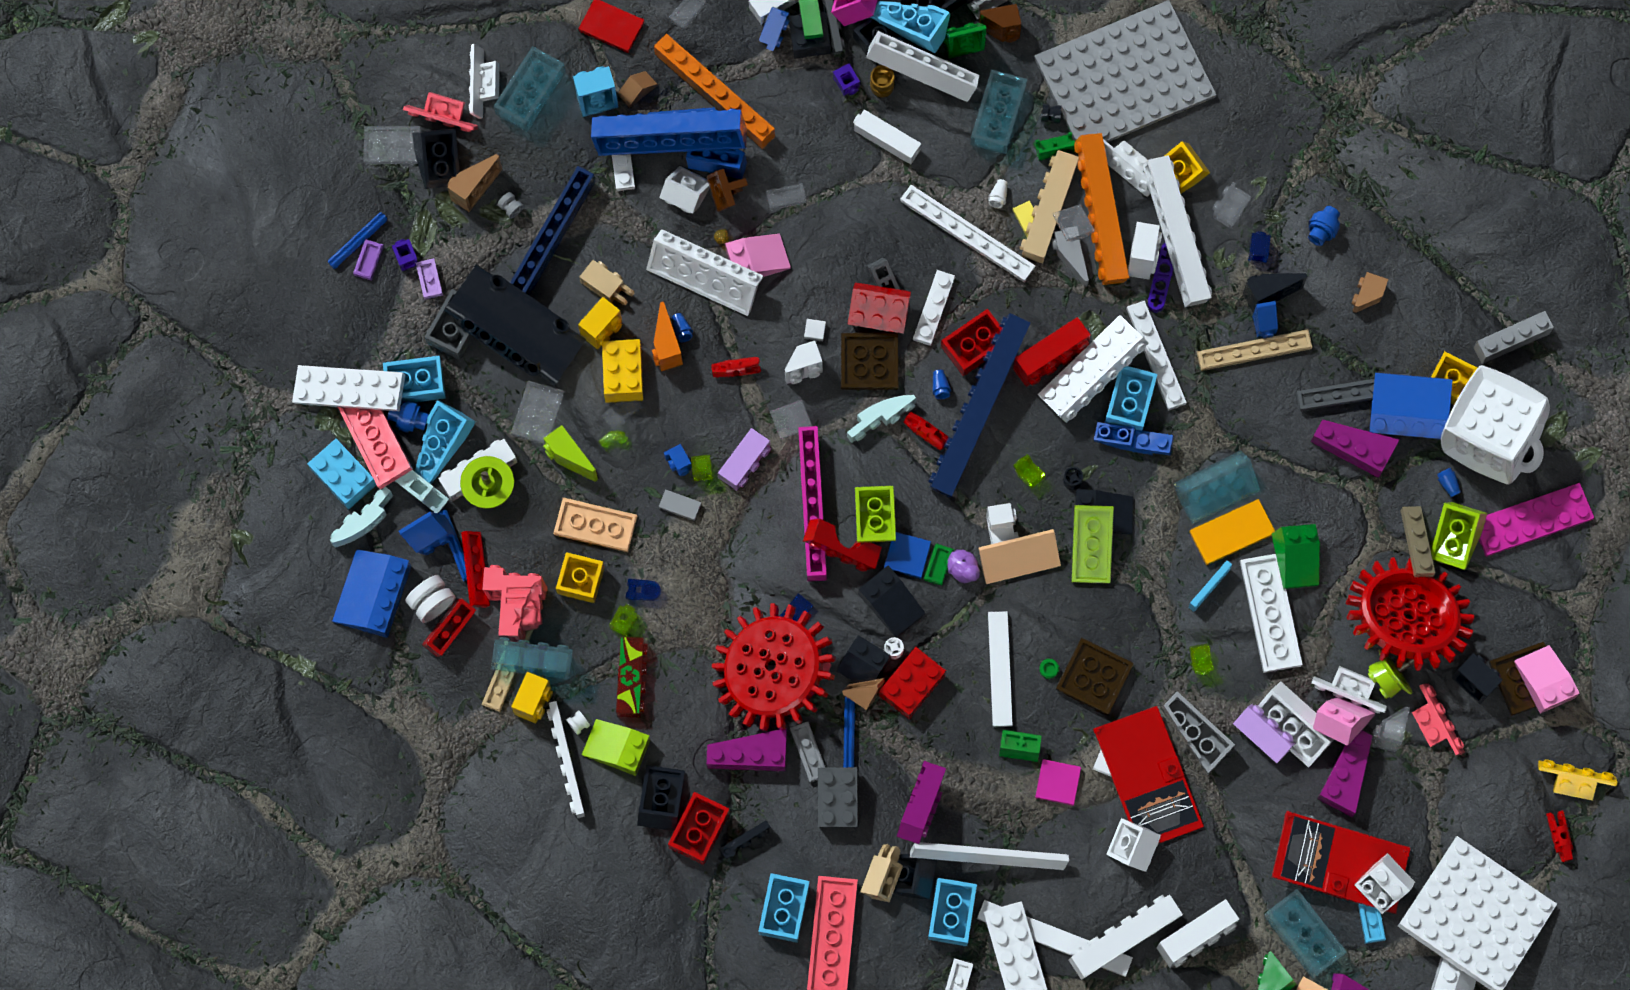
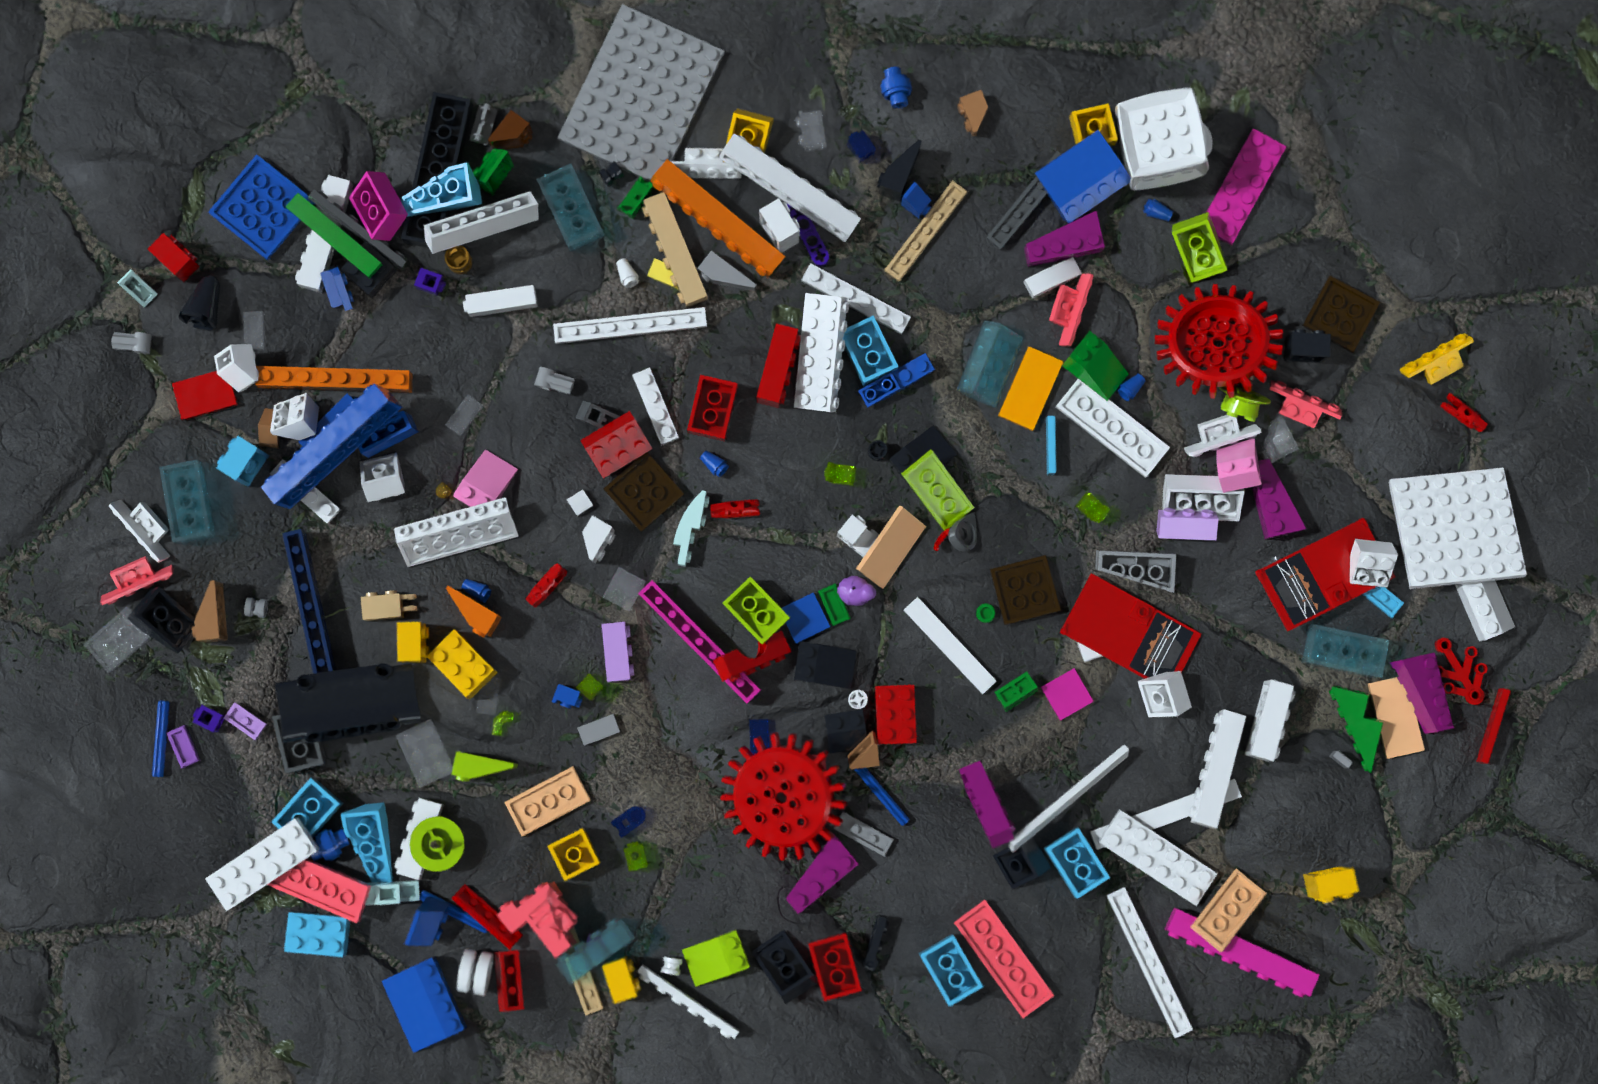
camera: 45 degrees left, 10 degrees up
(358, 525) = (365, 963): light aqua slope -> none
(631, 677) = (680, 896): clear red brick -> none
(652, 22) = (237, 366): none -> white slope
(661, 93) = (295, 418): none -> white slope
(724, 191) = (413, 454): reddish brown bracket -> none
(837, 797) = (916, 851): dark grey brick -> none
(871, 221) = (549, 379): none -> light grey piece
(883, 874) = (1000, 879): tan hinge -> none
(979, 405) = (760, 456): dark blue brick -> none
(1073, 223) = (706, 249): clear piece -> none
(1082, 593) = (961, 534): none -> dark grey piece
(1311, 595) = (1131, 387): none -> blue cone
(1315, 495) = (1069, 308): none -> coral bracket
(1322, 463) = (1052, 277): none -> white slope
(1417, 541) = (1175, 278): dark tan plate -> none
(1513, 337) = (1110, 55): light grey brick -> none
(1546, 679) = (1357, 303): bright pink slope -> none

